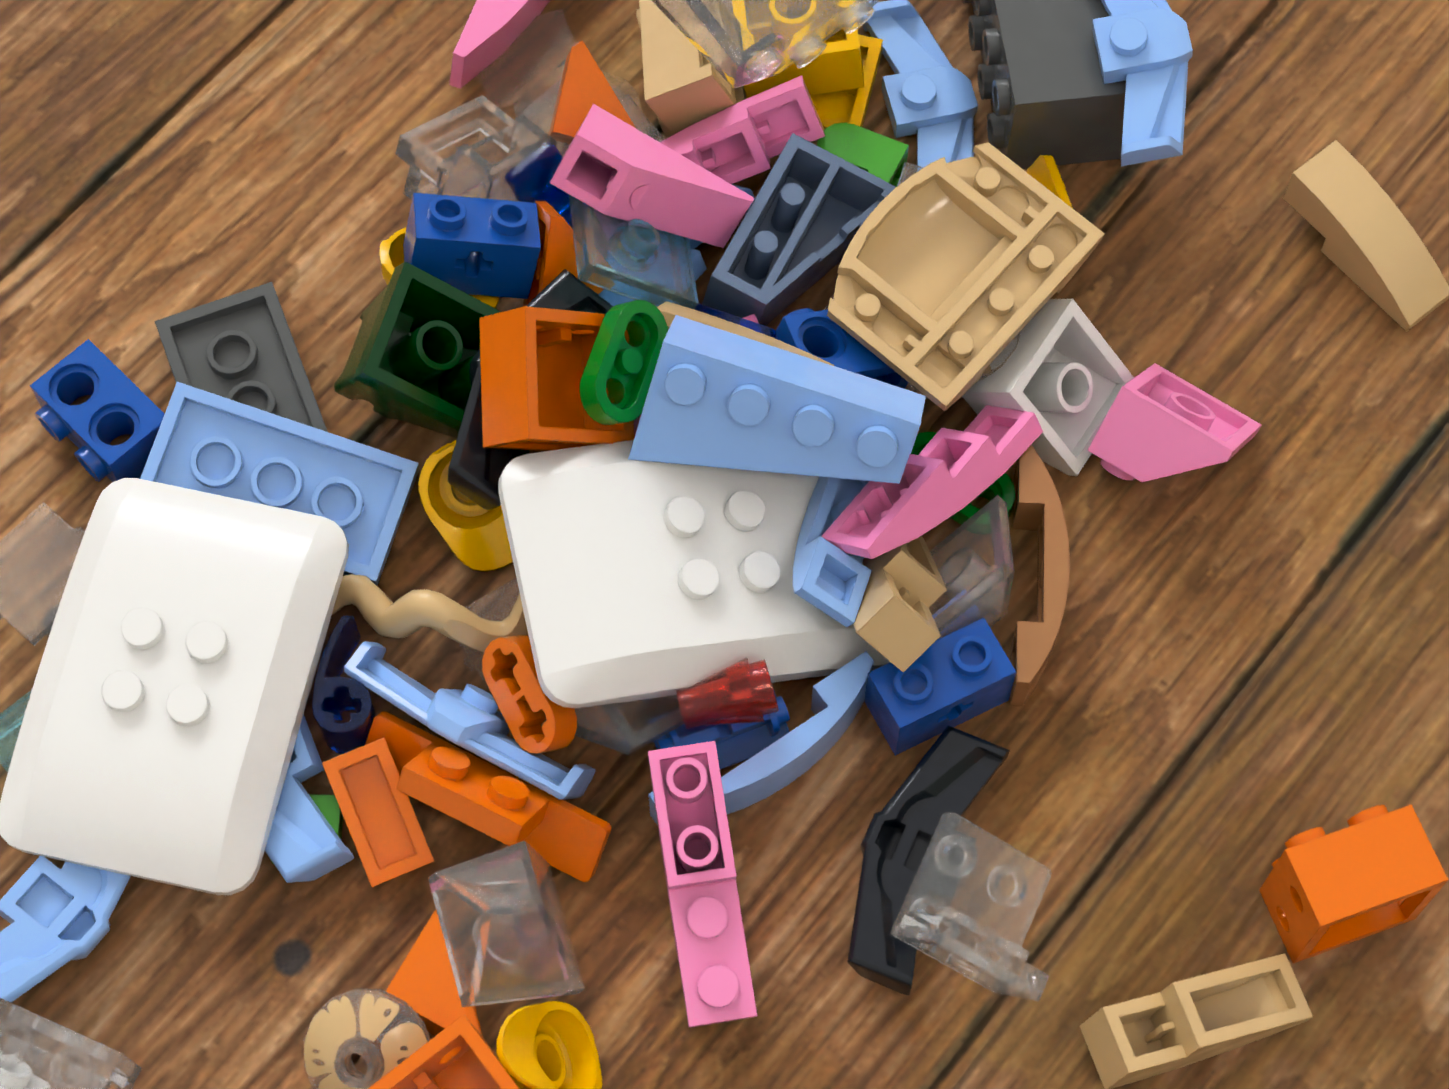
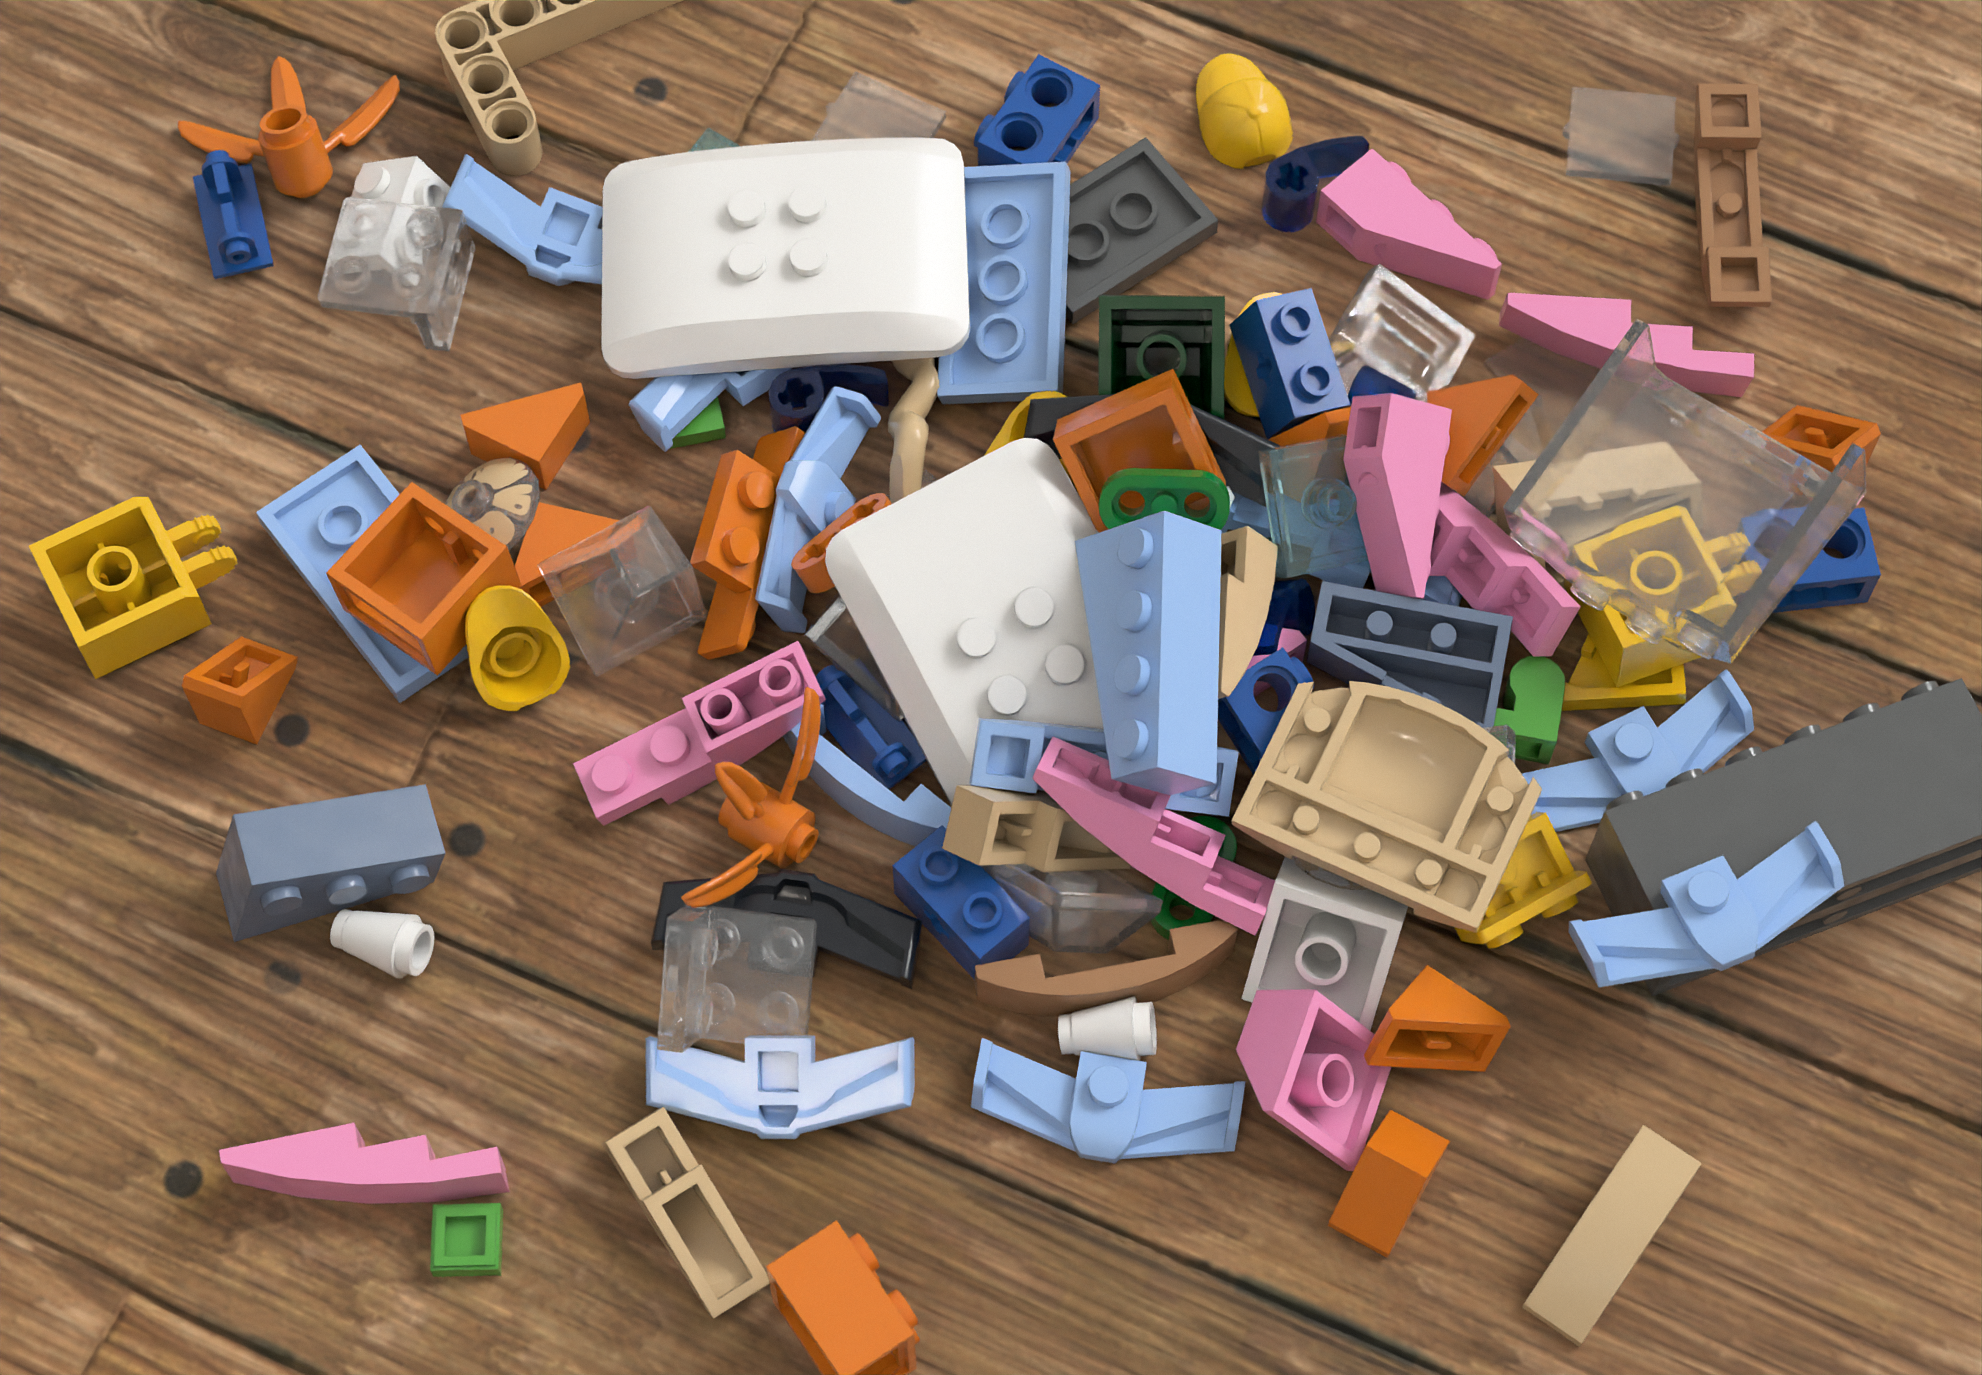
camera: 75 degrees right, 0 degrees up
(151, 241) = (1241, 113): none -> yellow piece
(257, 201) = (1294, 179): none -> clear blue panel
(285, 995) = (530, 429): none -> orange slope
(331, 137) = (1392, 223): none -> bright pink slope
(377, 812) = (689, 470): orange tile -> none
(729, 696) = (880, 706): clear red cone -> none
(808, 842) = (763, 817): none -> orange plant
(1085, 898) = (780, 1085): none -> light blue plate
(1093, 589) = (1110, 1029): none -> white cone
(1149, 318) = (1437, 1028): none -> orange slope
(1162, 613) = (1104, 1108): none -> light blue plate
(1283, 394) = (1388, 1183): none -> orange slope

